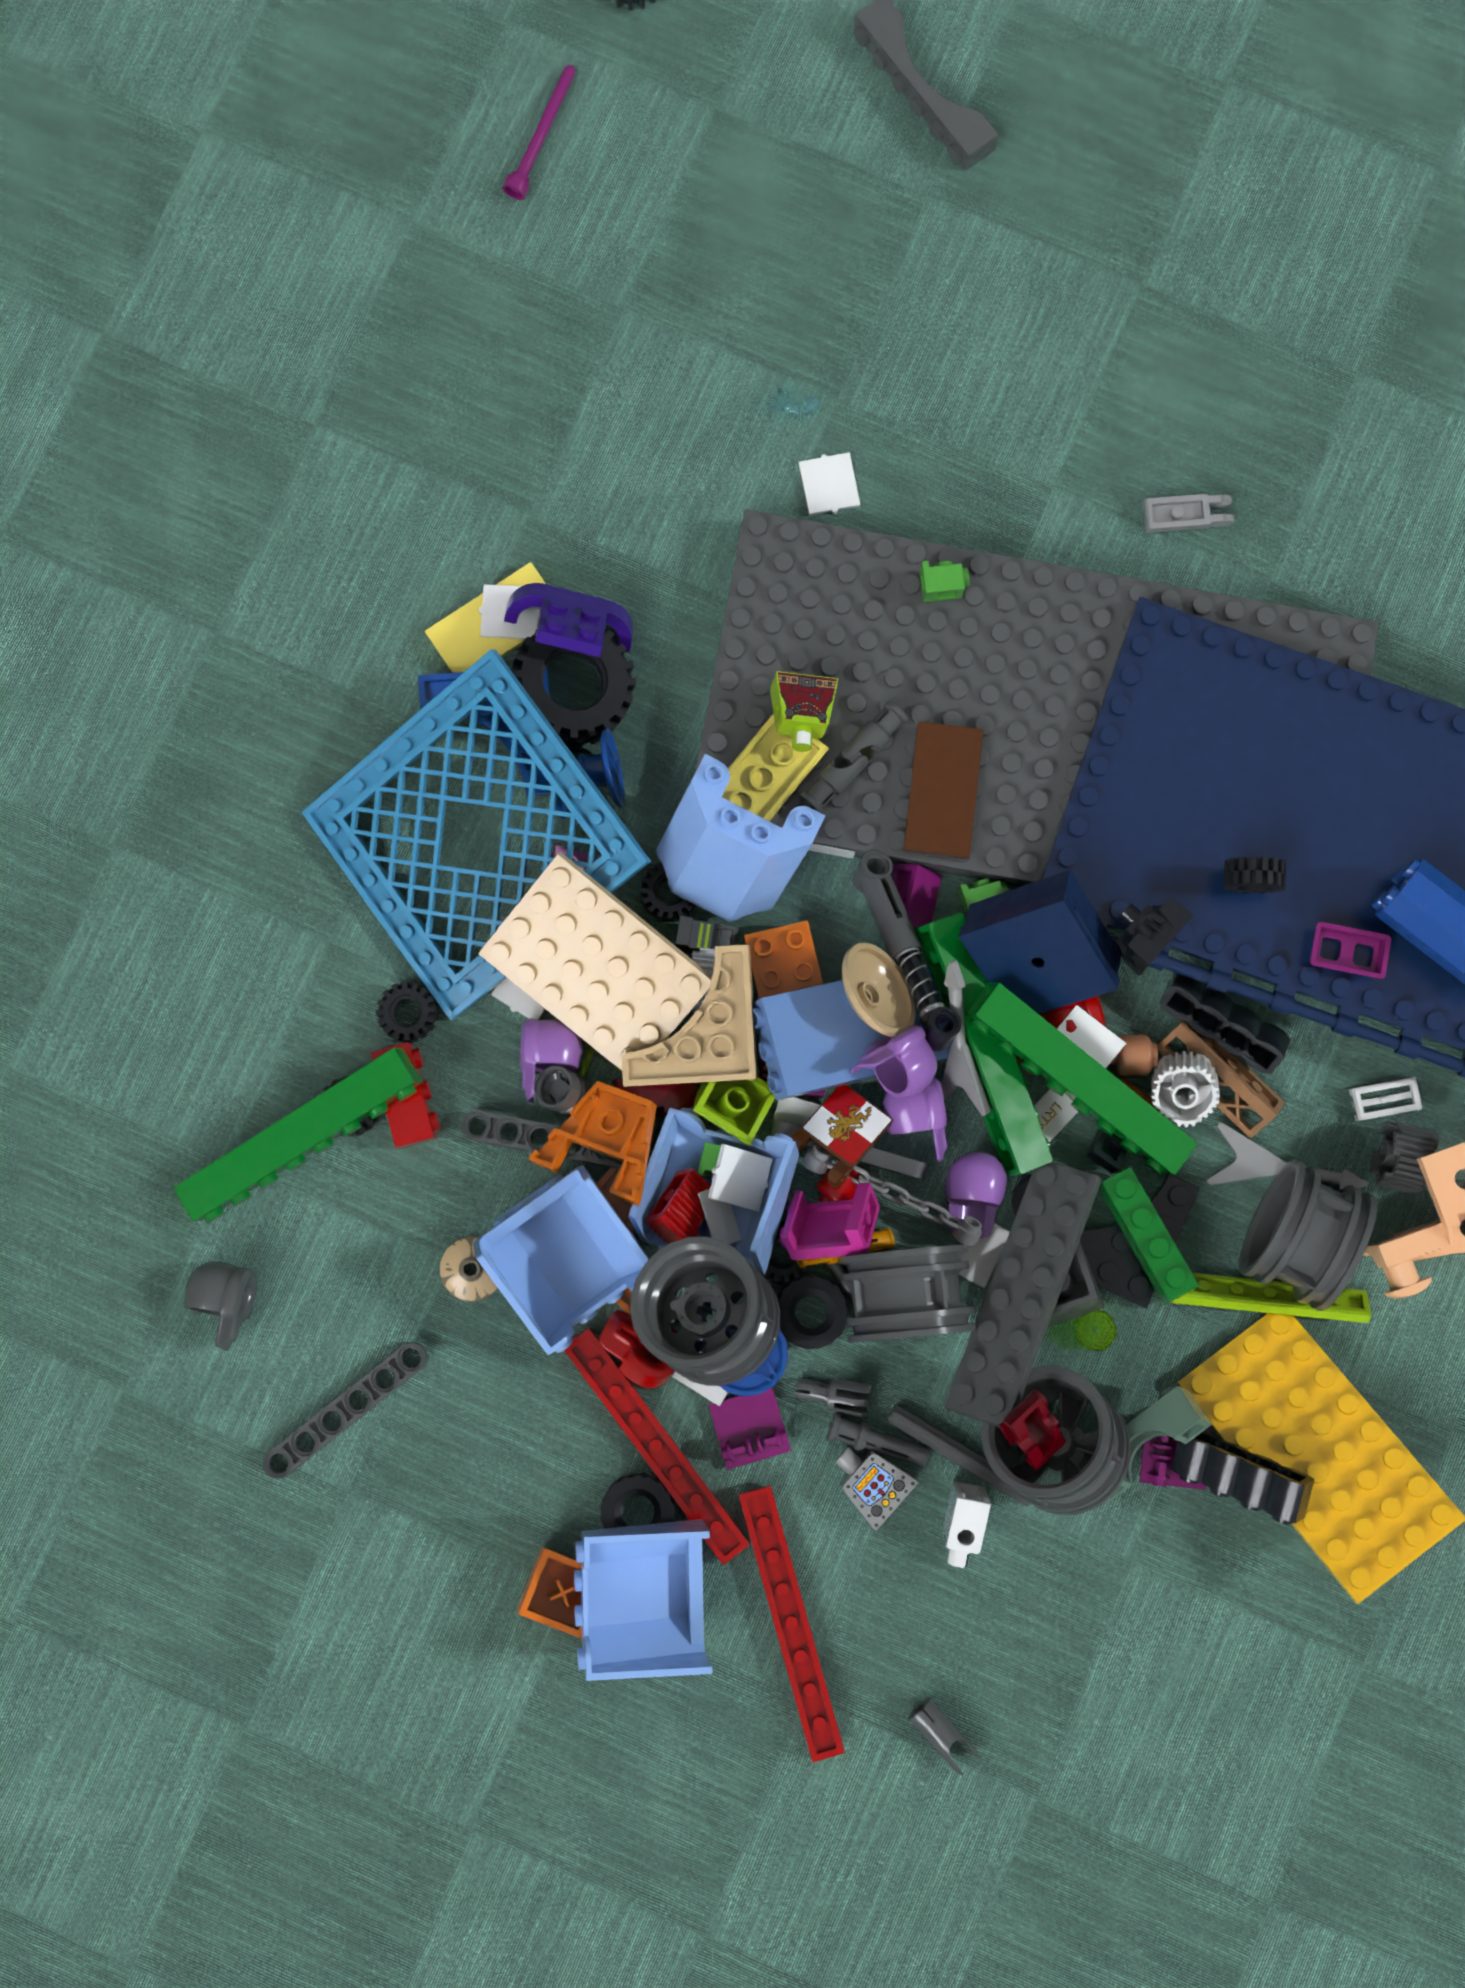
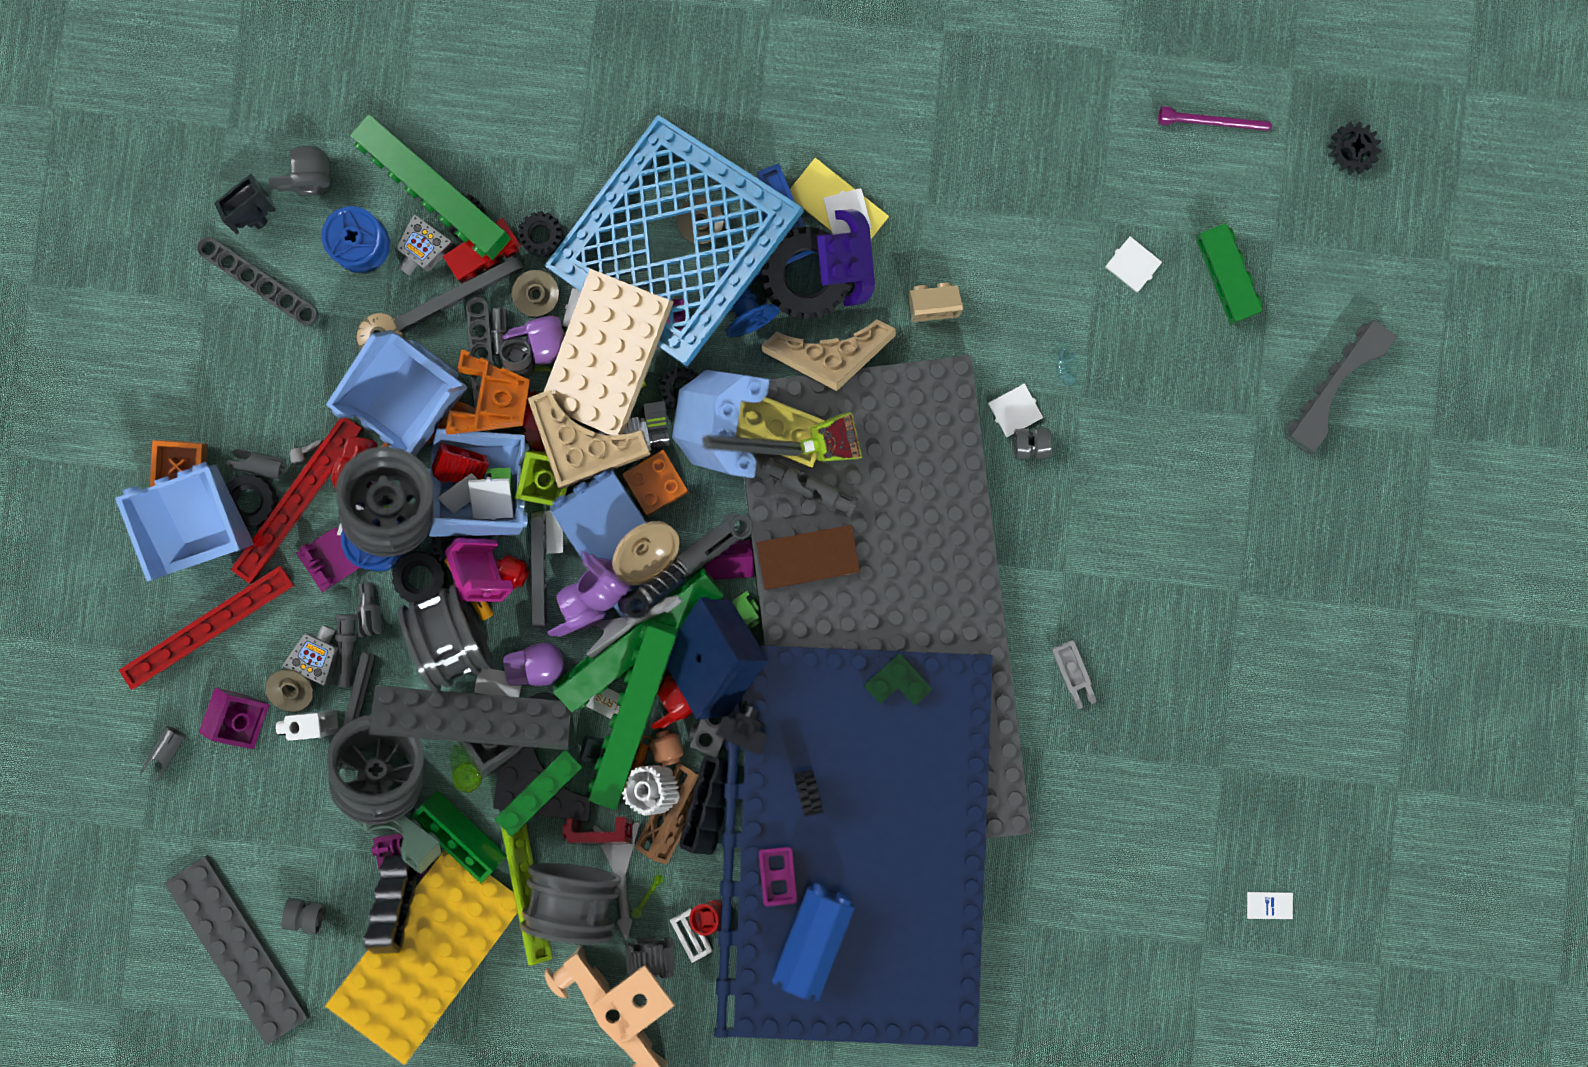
camera: 70 degrees right, 5 degrees up
(238, 1392) = (245, 205): none -> black brick
(319, 1240) = (354, 224): none -> blue piece
(372, 1172) = (422, 246): none -> light grey torso
(451, 1145) = (458, 294): none -> dark grey beam
(458, 818) = (685, 224): none -> dark tan dish
(466, 1041) = (529, 283): none -> dark tan dish
(517, 1105) = (499, 328): none -> dark grey axle
(591, 1484) = (258, 464): none -> dark grey piece
(595, 1427) = (297, 453): none -> light grey hand
(662, 536) = (935, 303): none -> tan slope
(690, 284) = (1133, 264): none -> white piece
(694, 687) = (832, 360): none -> tan plate
(741, 170) = (1228, 273): none -> green brick
(783, 804) = (752, 445): none -> dark grey axle
(844, 1128) = (549, 560): flag -> none
(878, 477) = (1040, 443): none -> dark grey wheel
(917, 1541) = (283, 695): none -> dark tan dish
(925, 1623) = (233, 718): none -> magenta slope
(943, 581) = (959, 511): bright green brick -> none
(965, 1231) = (522, 550): light grey piece -> none
(1033, 1429) = (373, 750): dark red cylinder -> none
(1092, 1037) = (663, 713): white sticker -> none
(1129, 983) = (706, 726): none -> dark grey brick
(1132, 720) = (895, 675): none -> dark green plate
(1173, 1361) = (459, 836): none -> green brick
(1219, 1608) = (303, 916): none -> dark grey wheel
(1237, 1144) = (622, 835): none -> dark red panel
(1237, 1715) = (237, 950): none -> dark grey plate
(1335, 1161) = (636, 913): none -> clear neon green hinge
(1372, 1064) = (706, 917): none -> red wheel

